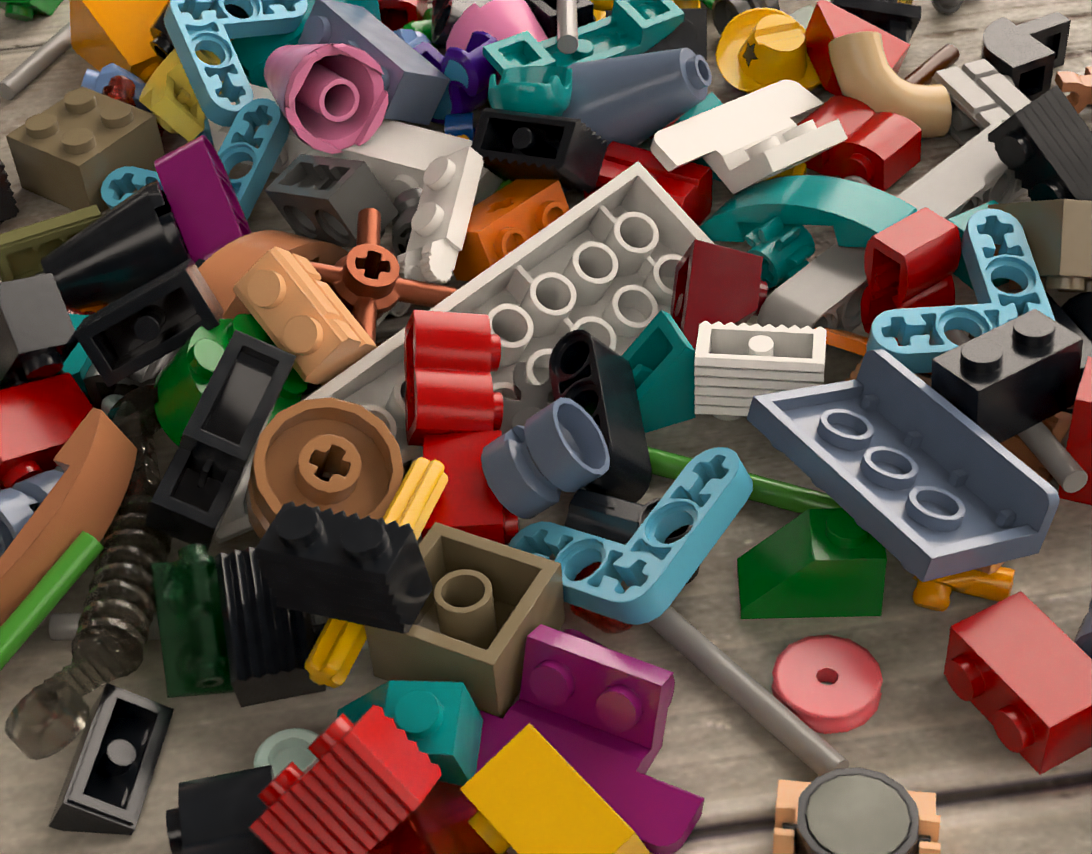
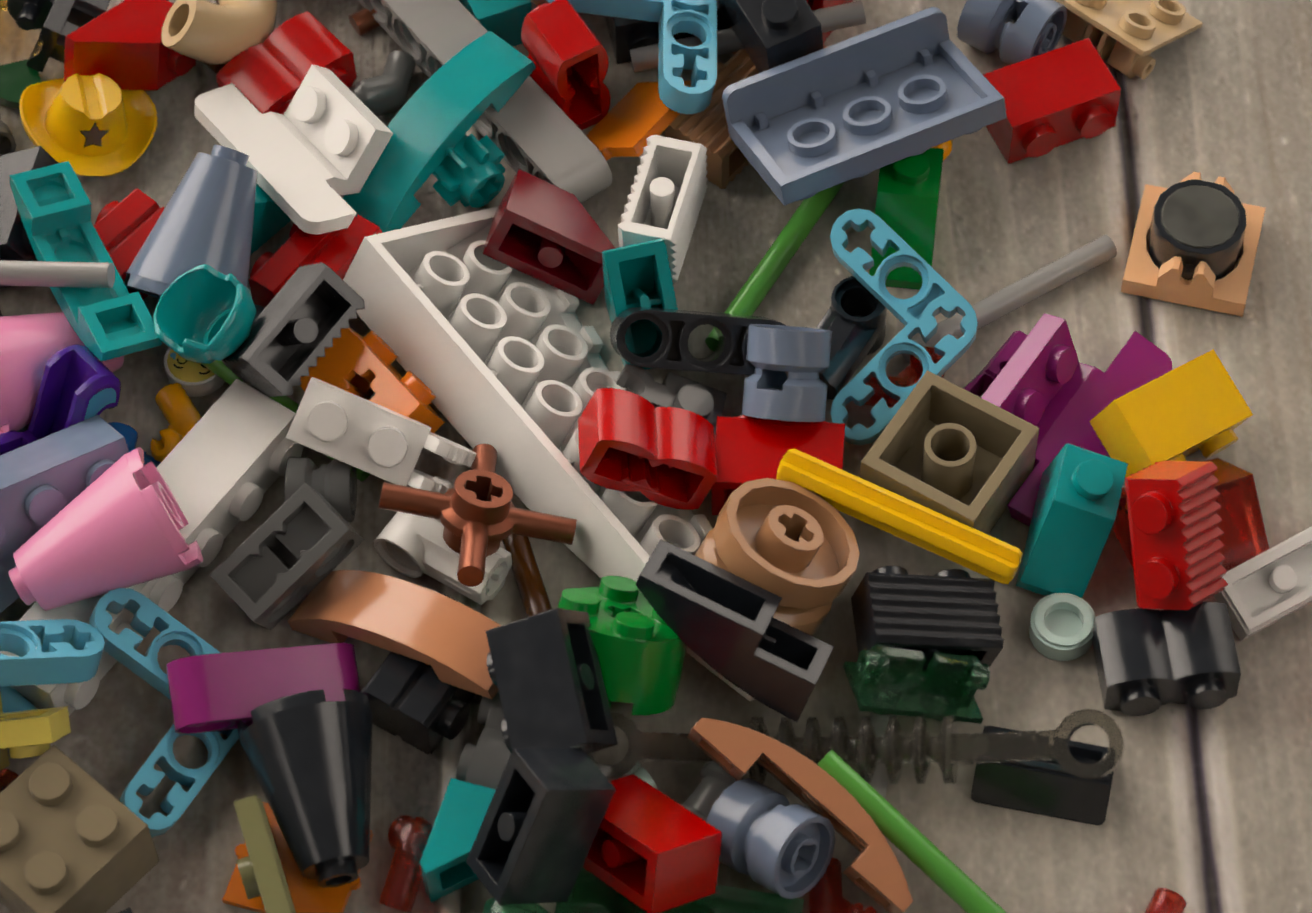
camera: 85 degrees left, 15 degrees up
(303, 315) = (561, 551): light nougat brick -> none
(344, 567) = (949, 509): black brick -> none
(831, 659) = (1015, 218): coral piece -> none

